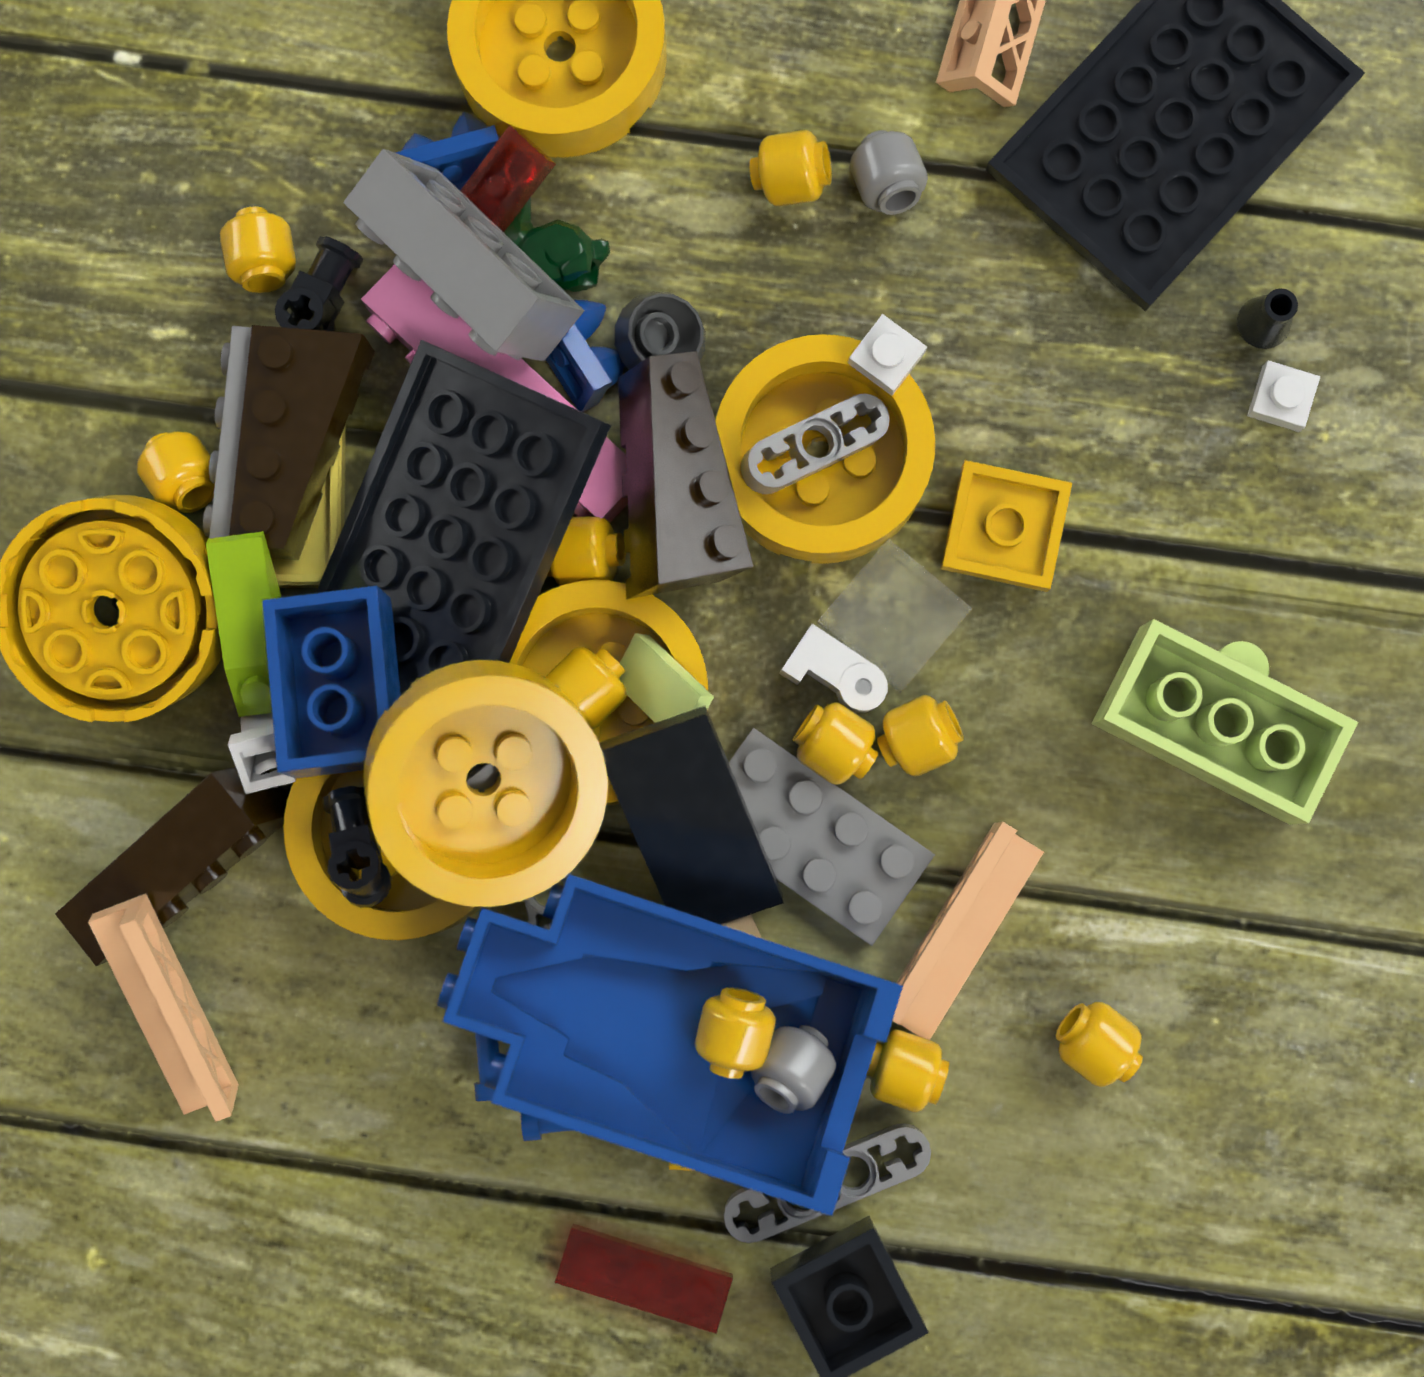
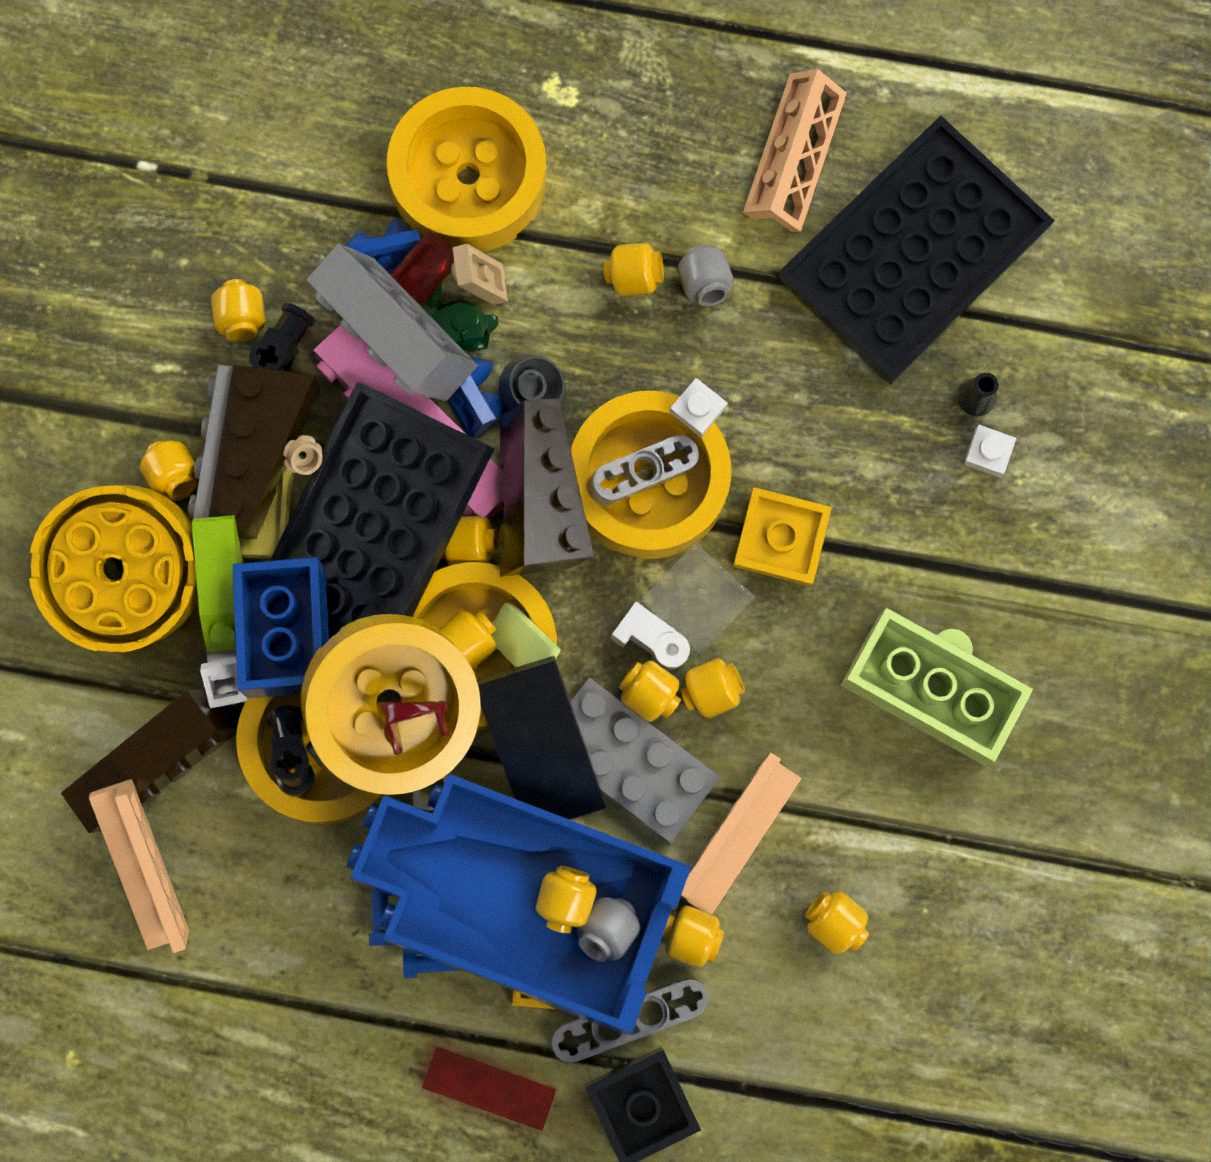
camera: 10 degrees left, 5 degrees down
(361, 455) = (306, 464): none -> tan plate
(496, 795) = (397, 712): none -> dark red piece
(580, 184) = (479, 274): none -> tan plate

